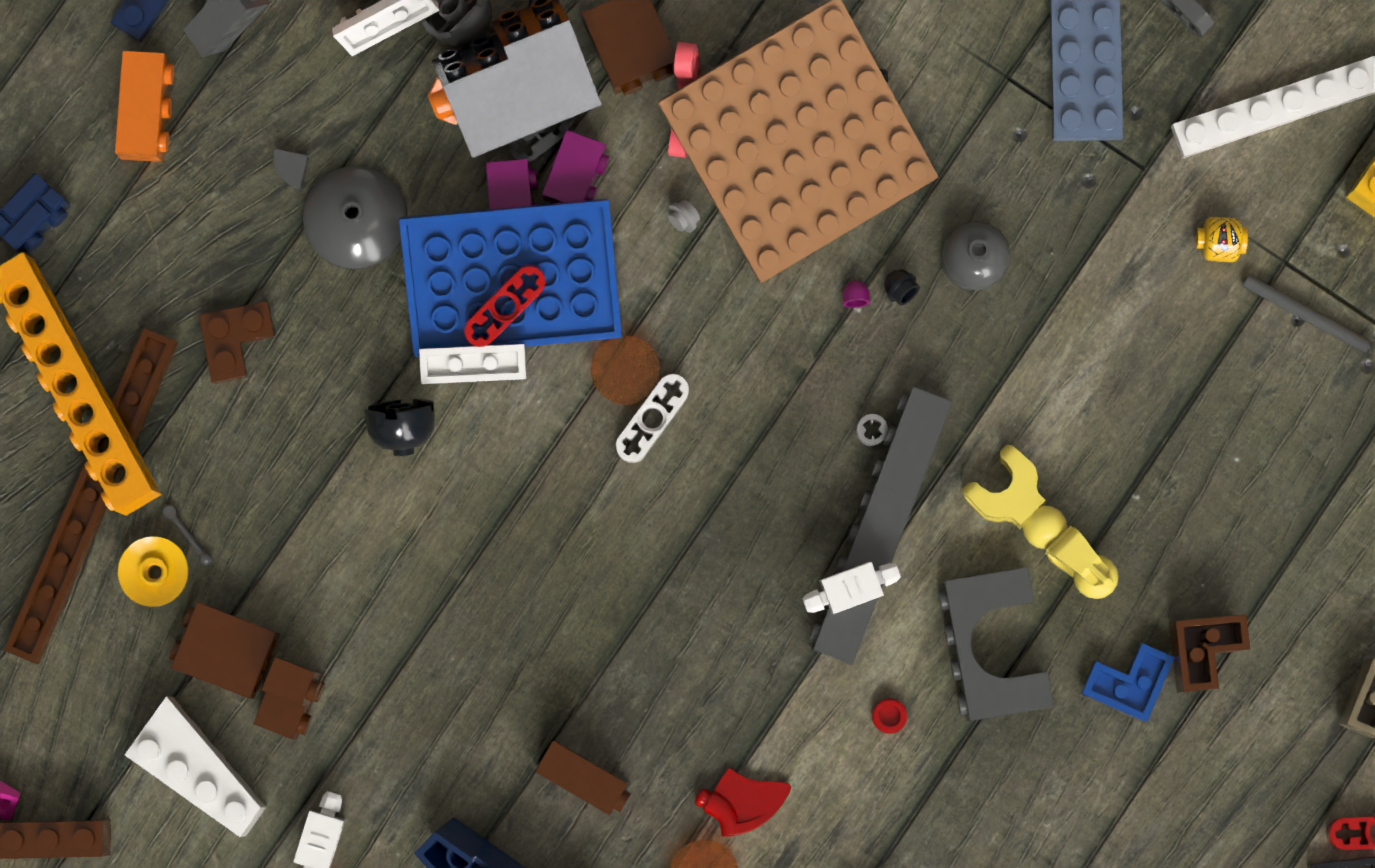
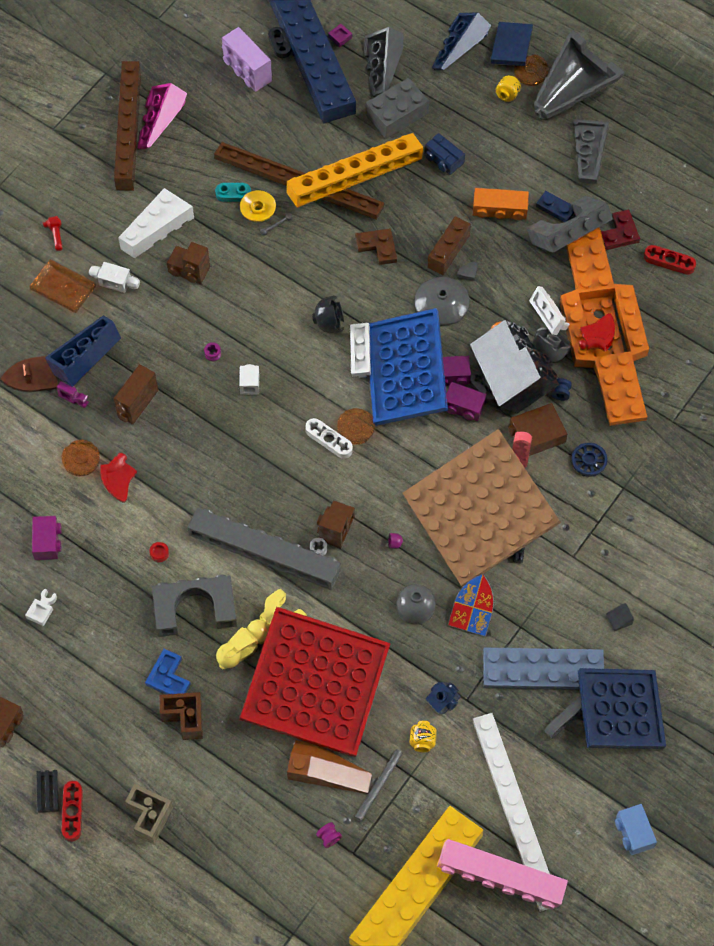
camera: 90 degrees right, 20 degrees down
(114, 622) = (232, 191): none -> teal plate
(224, 650) = (218, 235): reddish brown brick -> none
(240, 202) = (449, 245): none -> reddish brown brick
(469, 633) = (207, 349): none -> magenta bush
(480, 317) = (393, 369): red beam -> none
(536, 569) = (249, 380): none -> white brick
(683, 216) = (439, 454): light grey plate -> none
(830, 397) = (335, 523): none -> reddish brown brick
(851, 587) = (228, 522): white piece -> none
(901, 286) = (398, 563): black plate -> none
(981, 155) = (473, 606): none -> shield
(1138, 424) = (315, 681): none -> red plate
(1154, 204) = (443, 697): none -> dark blue brick
(1282, 407) = (321, 767): none -> dark orange wedge

